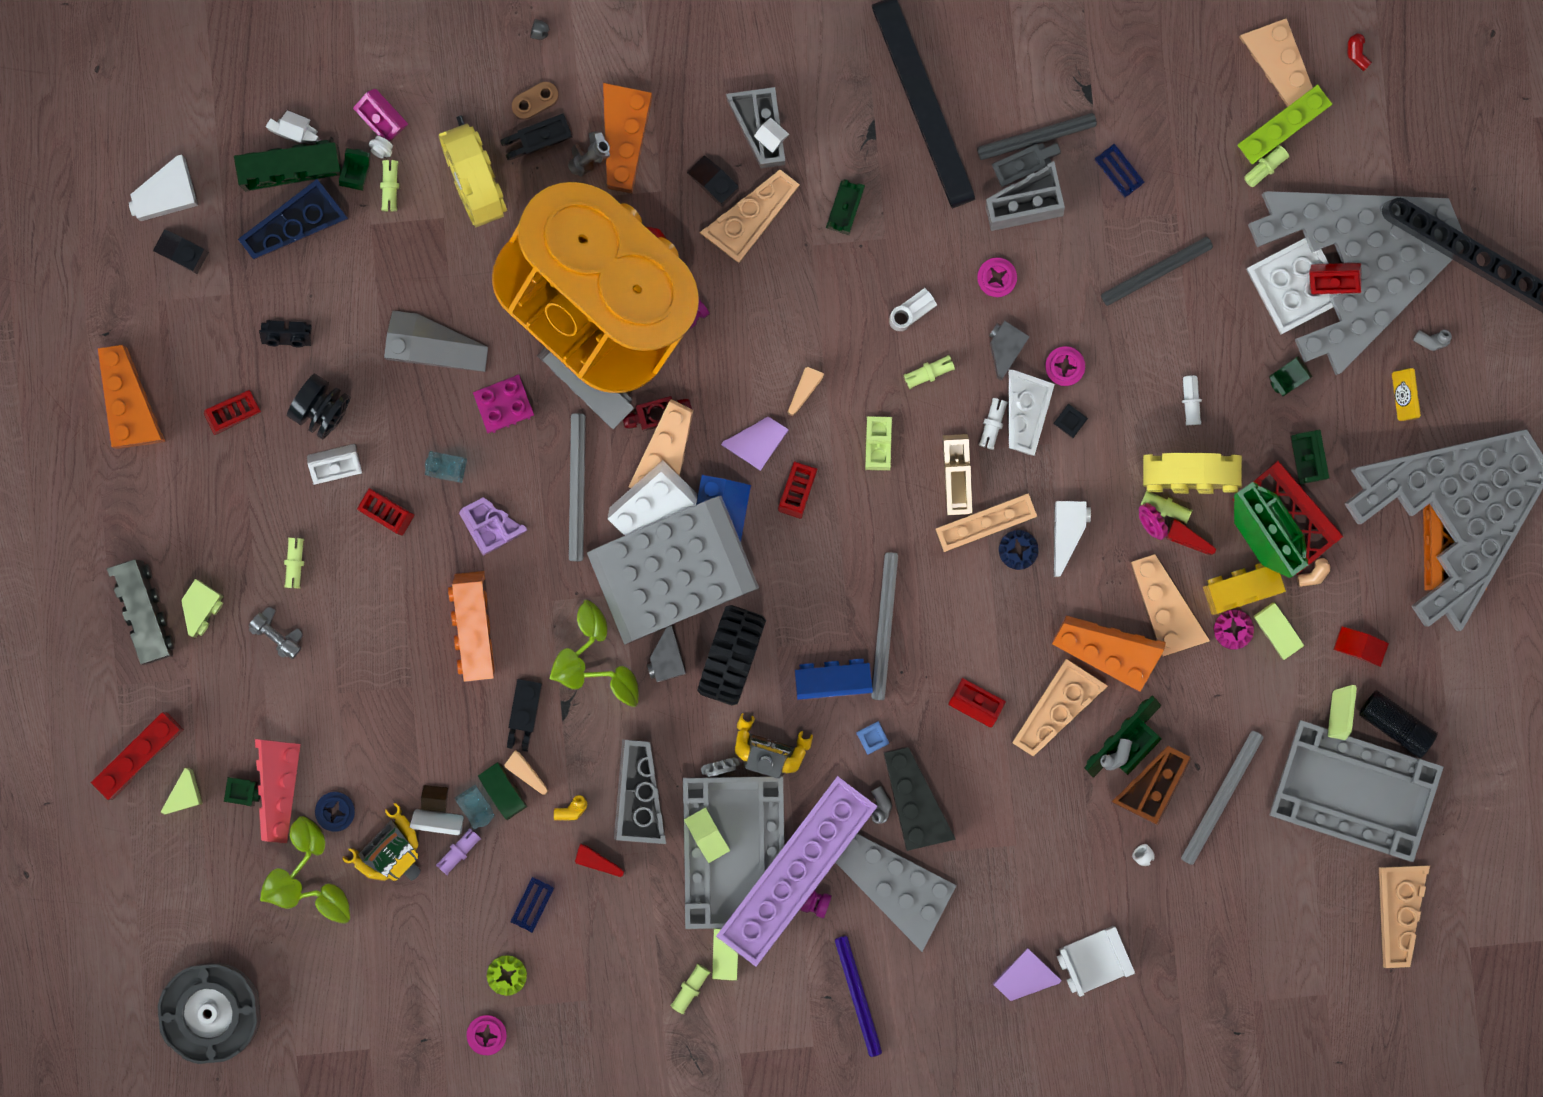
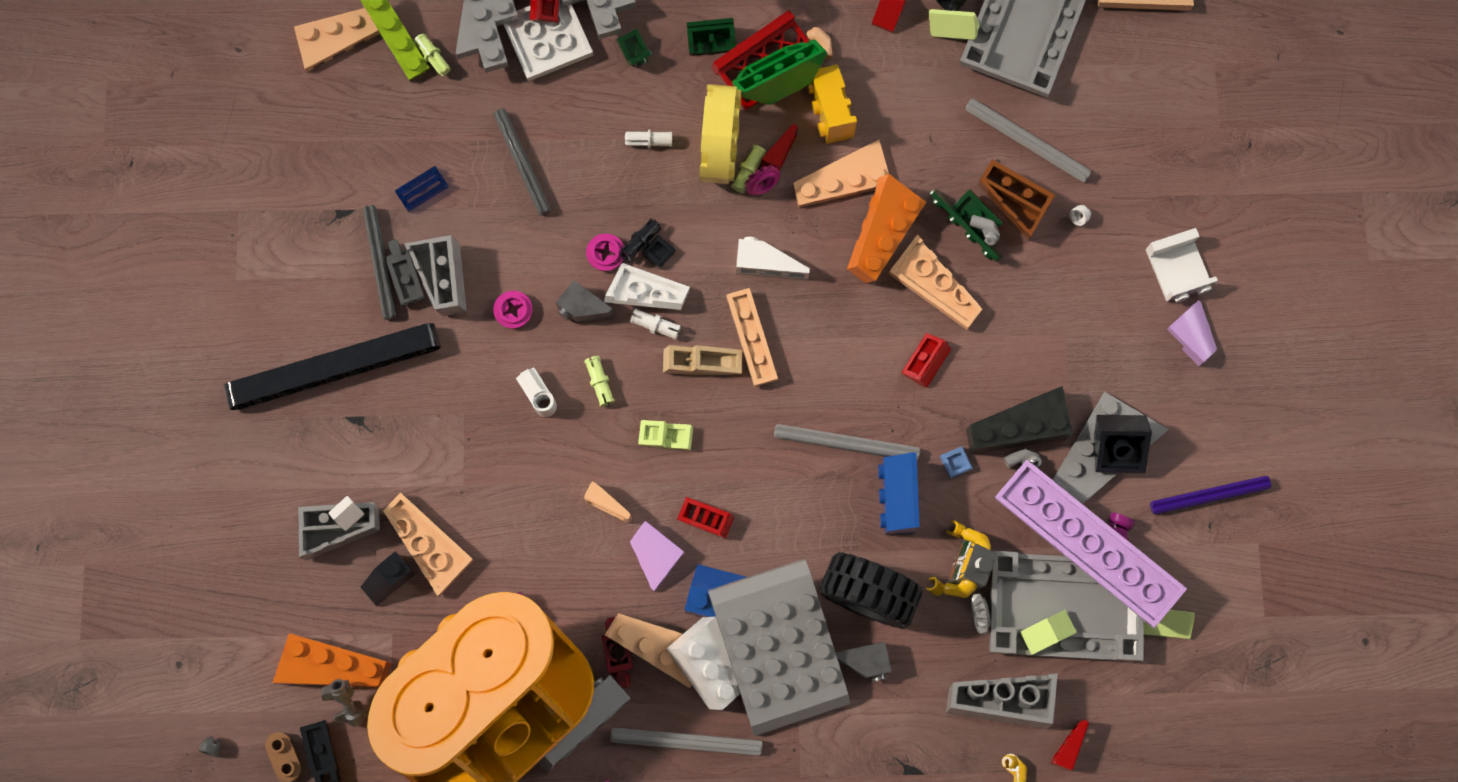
camera: 90 degrees left, 10 degrees down
(570, 669) = (873, 760): lime plant -> none
(690, 988) = (1201, 661): yellowish green pin -> none
(845, 207) = (428, 449): dark green hinge -> none
(901, 901) = (1121, 443): none -> black slope
(1012, 559) = (772, 317): dark blue gear -> none
(1080, 400) = (640, 240): none -> black pin
(1227, 639) = (879, 121): dark pink gear -> none
(1278, 630) = (872, 77): yellowish green slope -> none

